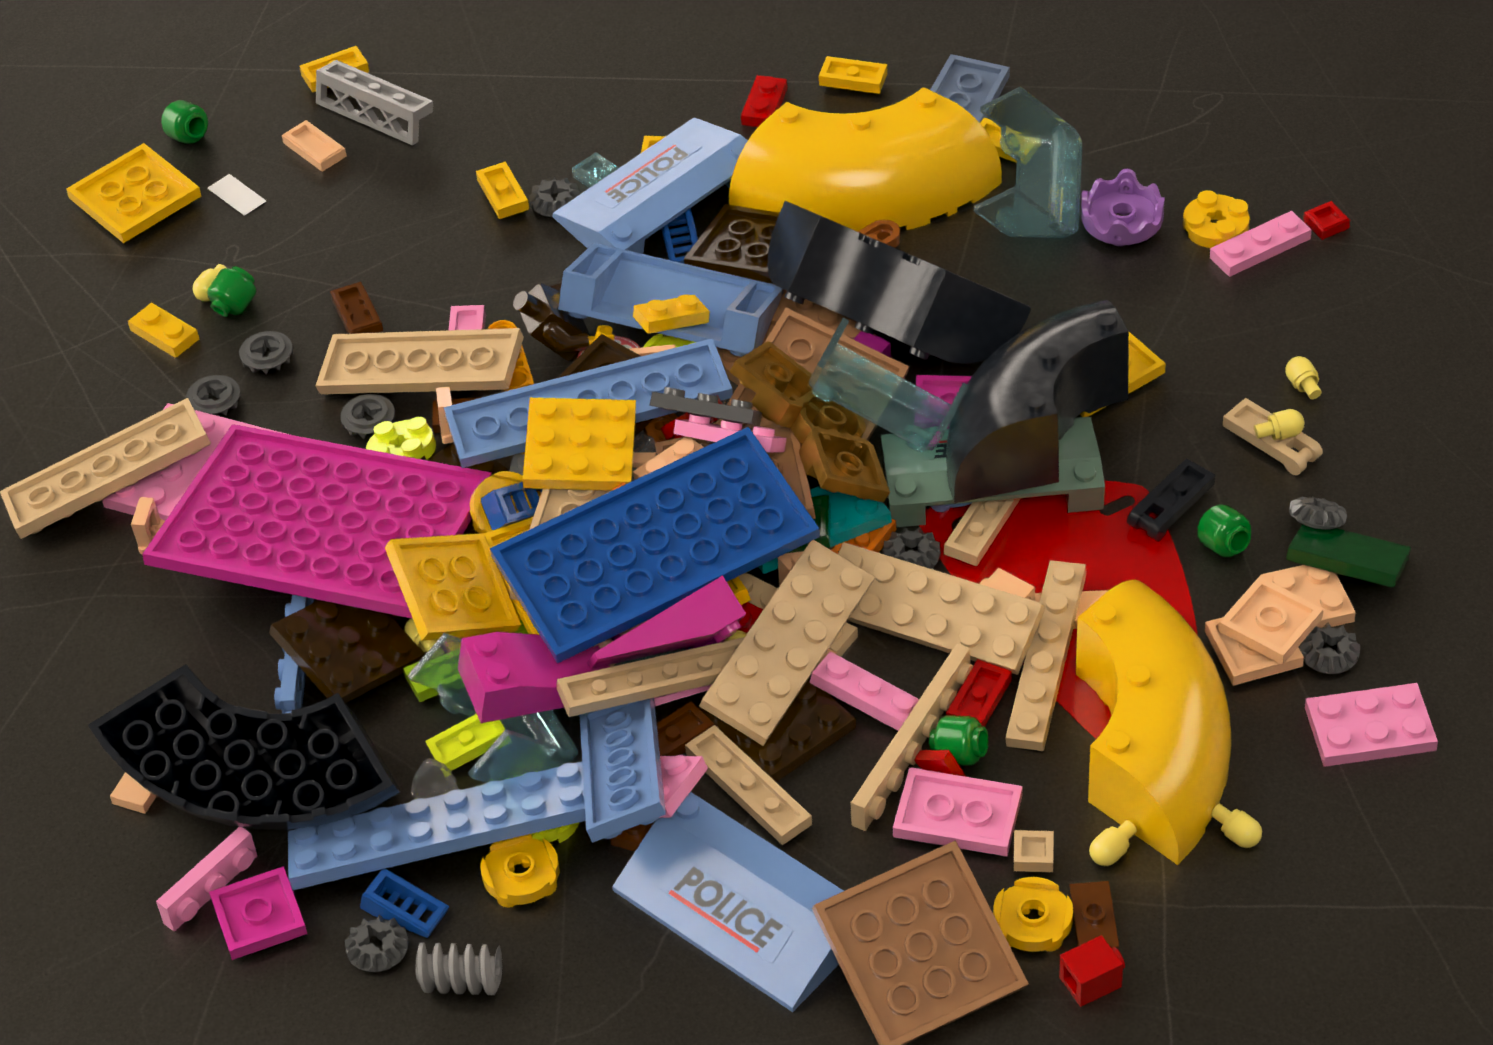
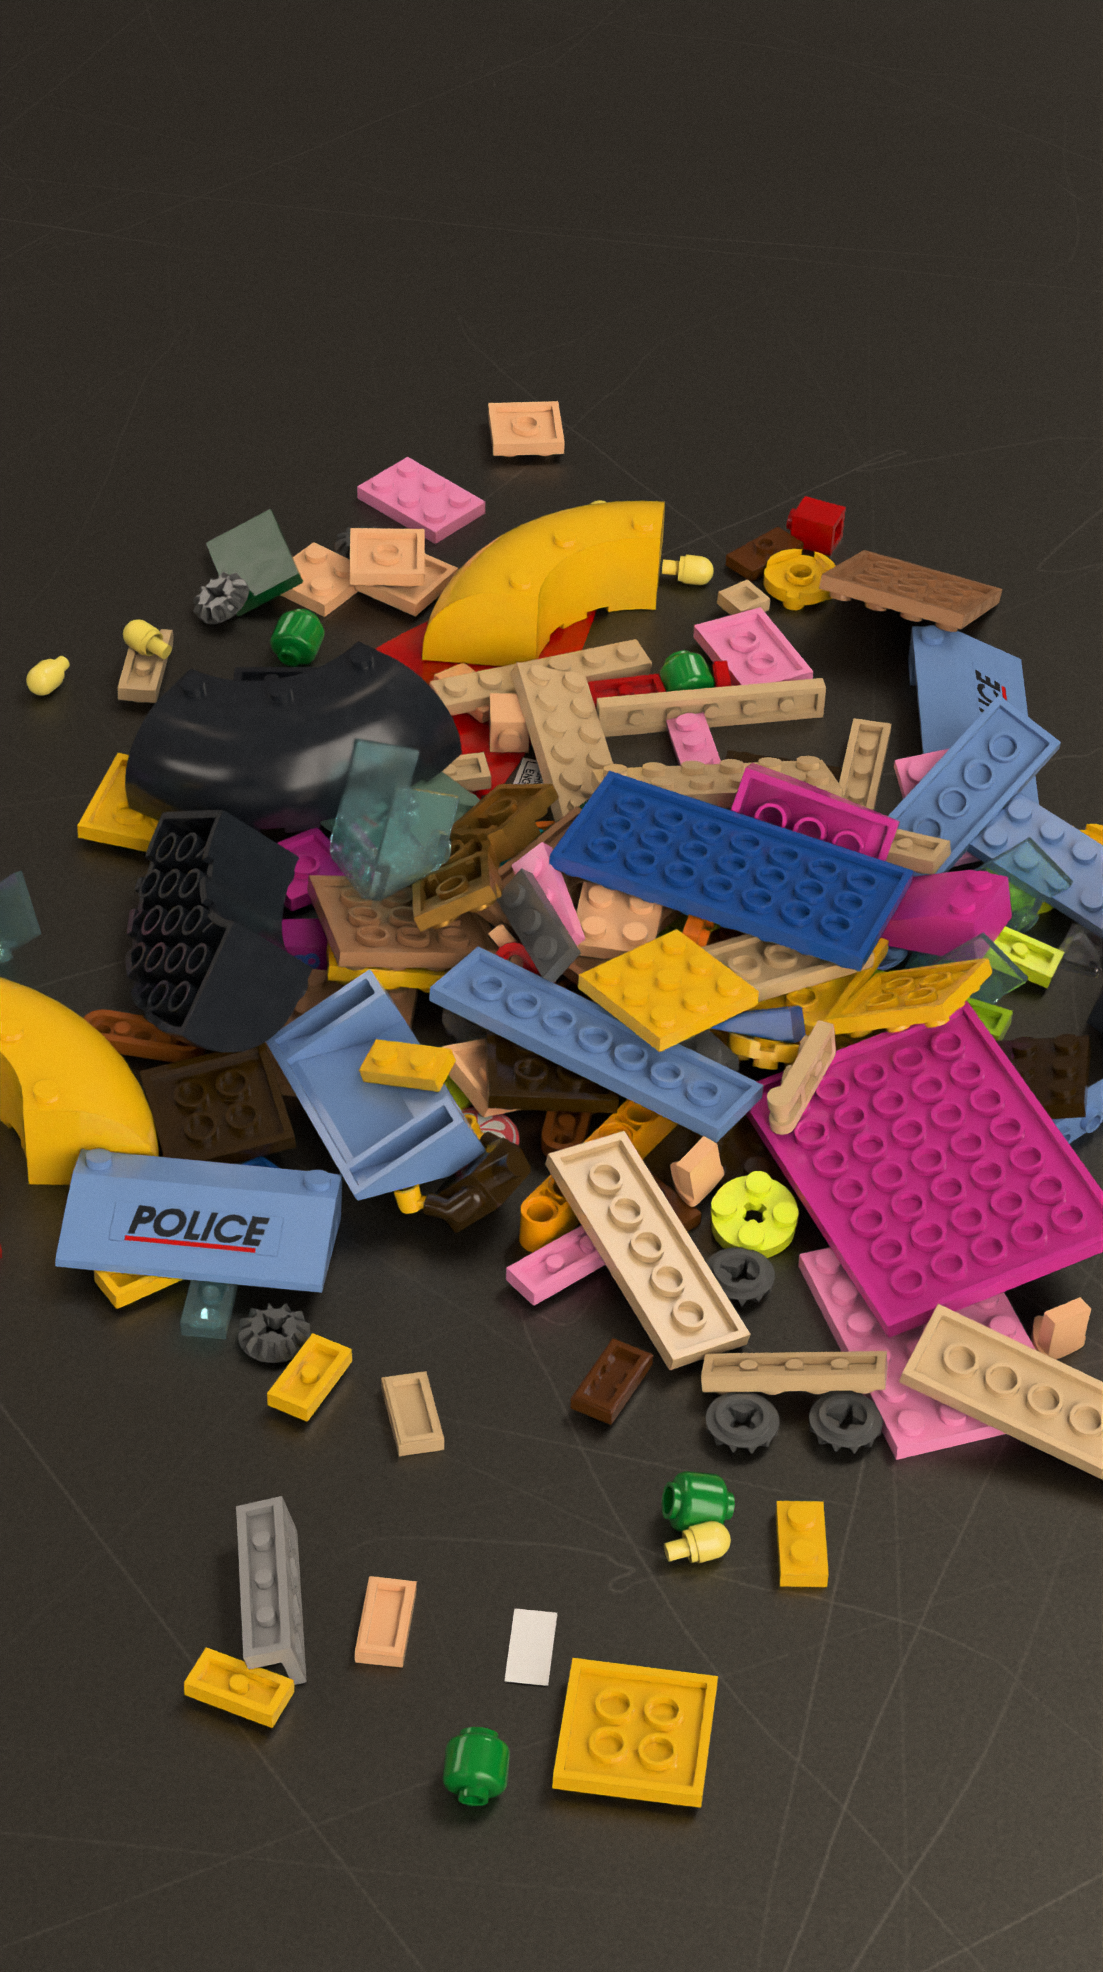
camera: 135 degrees left, 5 degrees down
(261, 381) = (795, 1371): none -> tan plate
(435, 225) = (412, 1413): none -> tan tile
(446, 483) = (801, 1078): none -> tan plate
(1419, 852) = (526, 428): none -> light nougat plate

